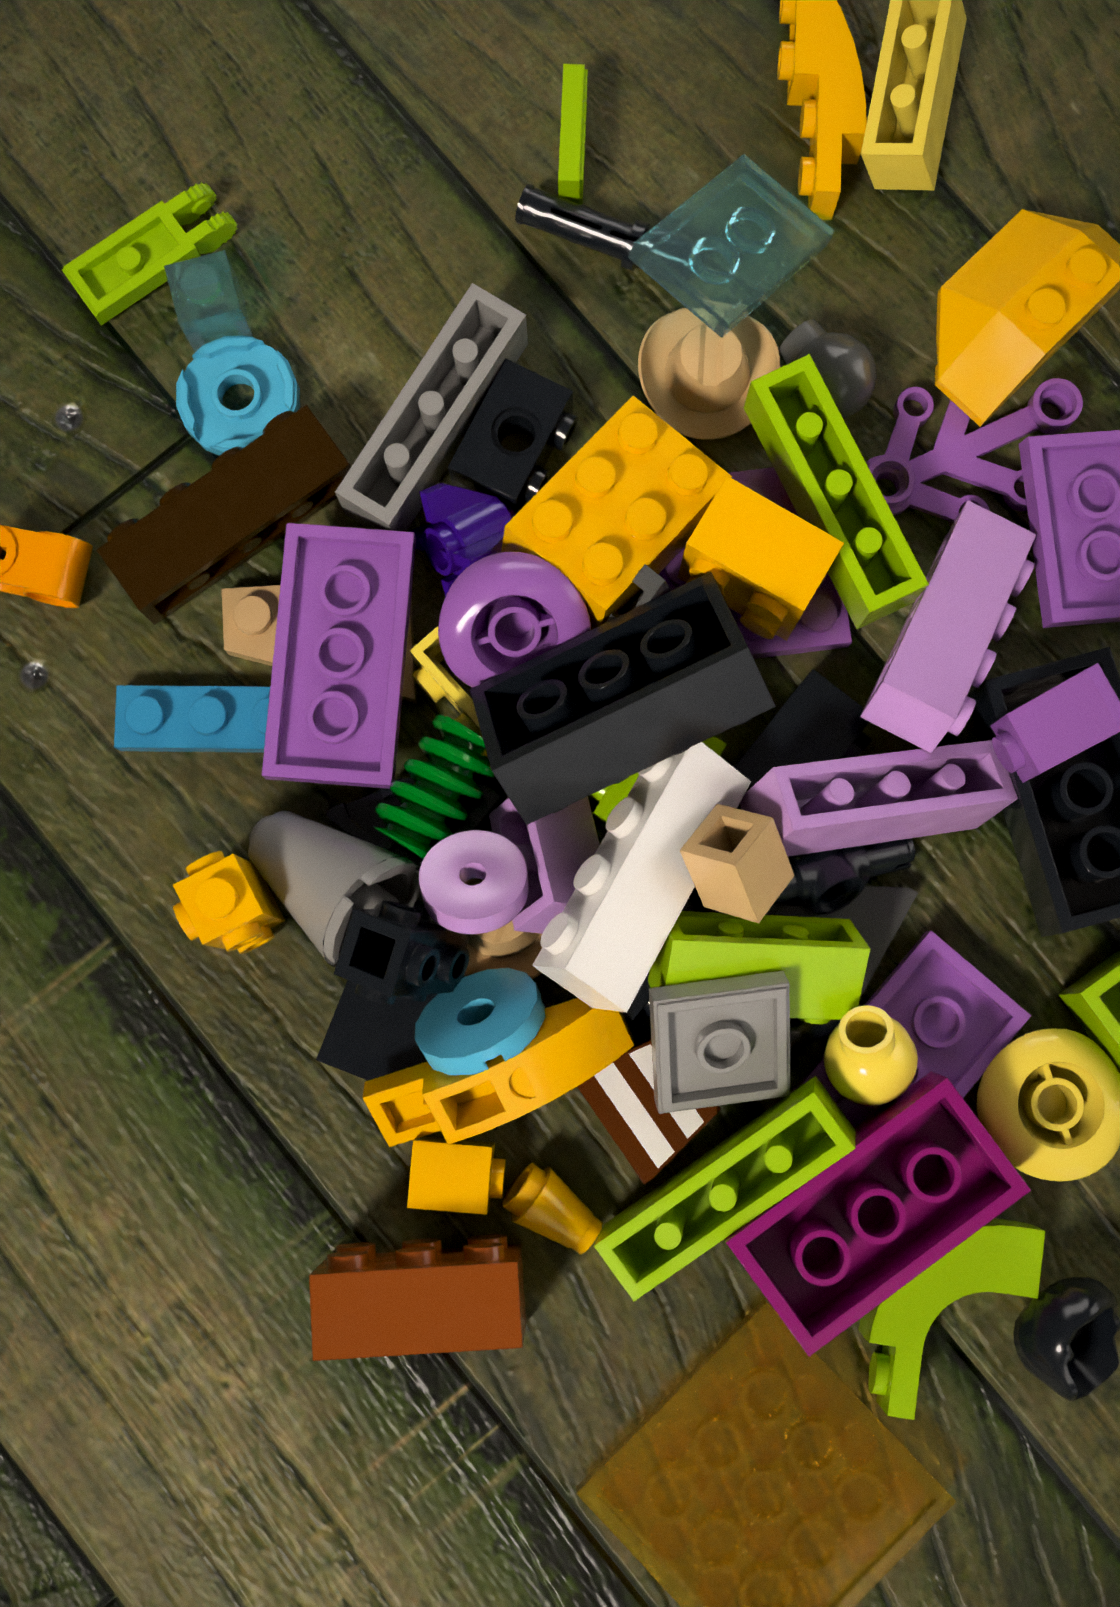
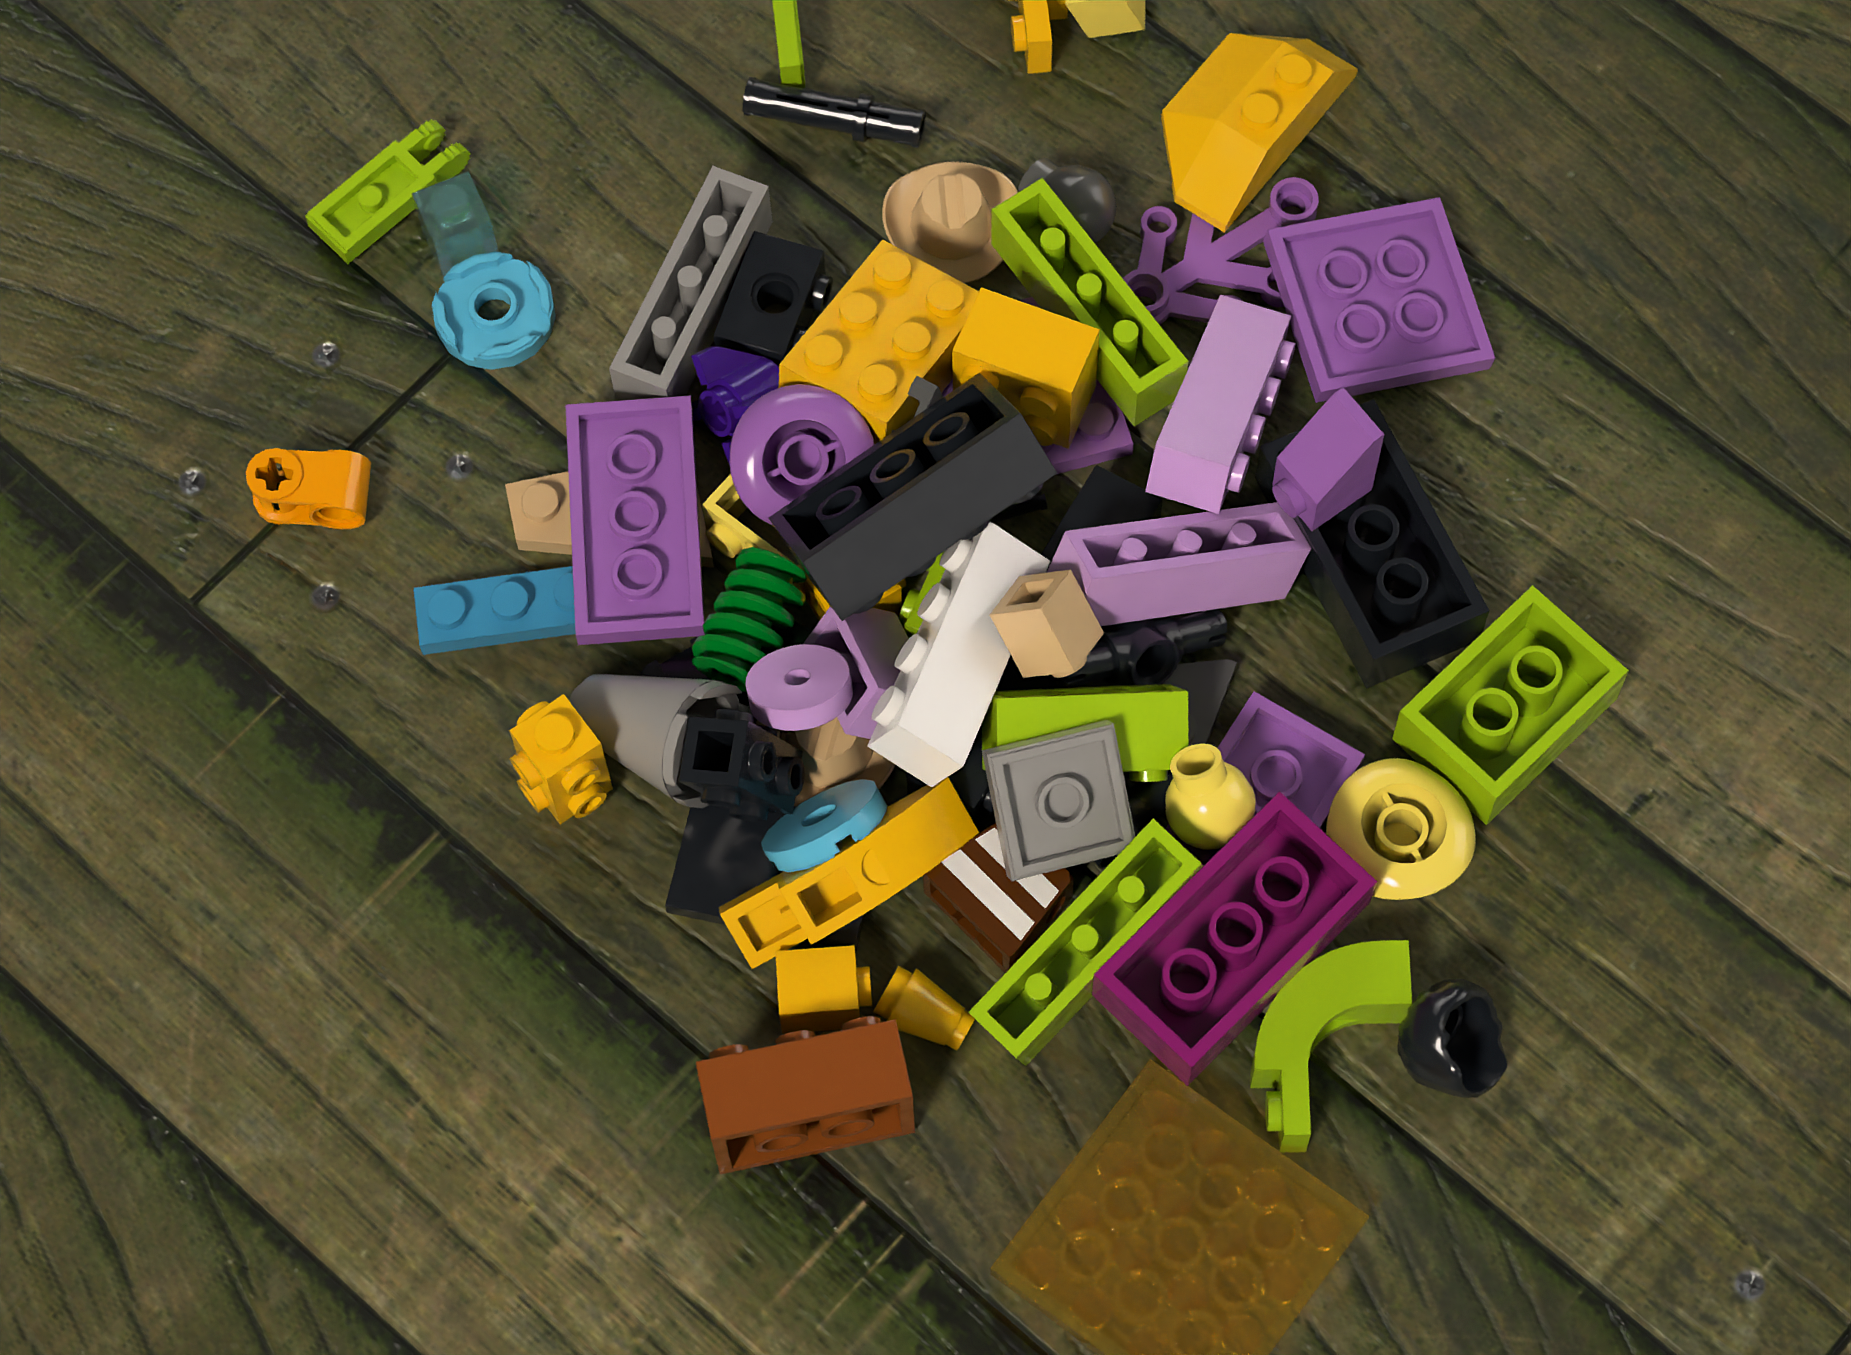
camera: 10 degrees left, 15 degrees down
(226, 514) = (501, 412): dark brown brick -> none
(731, 245) = (956, 102): clear light blue tile -> none

